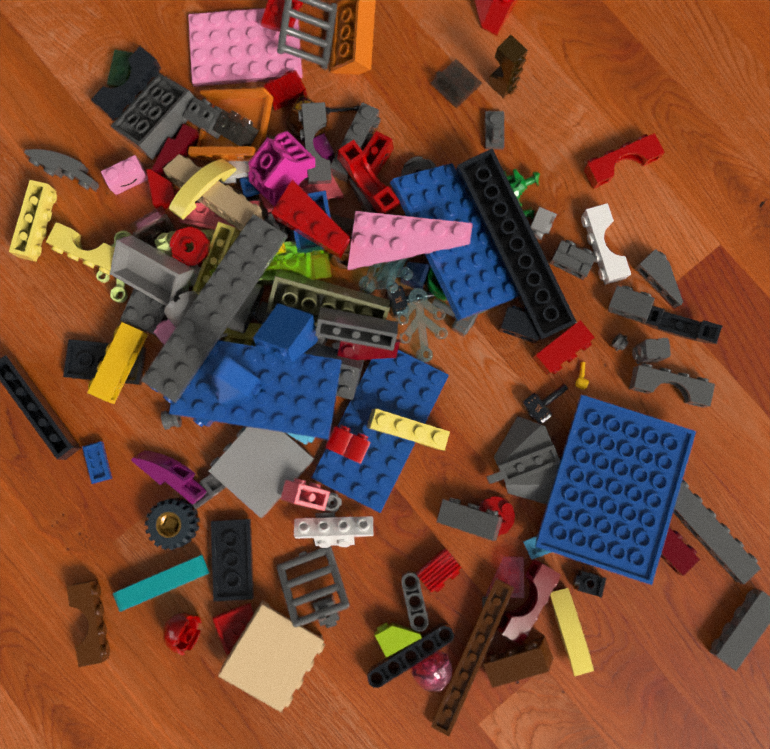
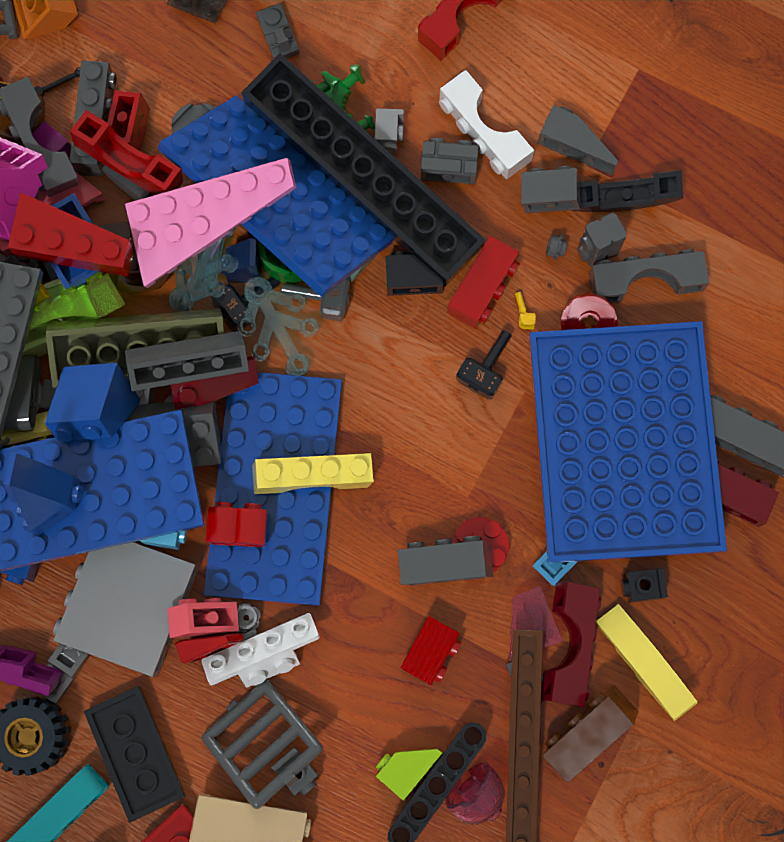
camera: 20 degrees left, 5 degrees down
(292, 510) = (198, 648): none -> red slope
(414, 610) = (424, 717): dark grey beam -> none
(527, 461) = (493, 455): dark grey panel -> none
(626, 390) = (586, 305): none -> plate

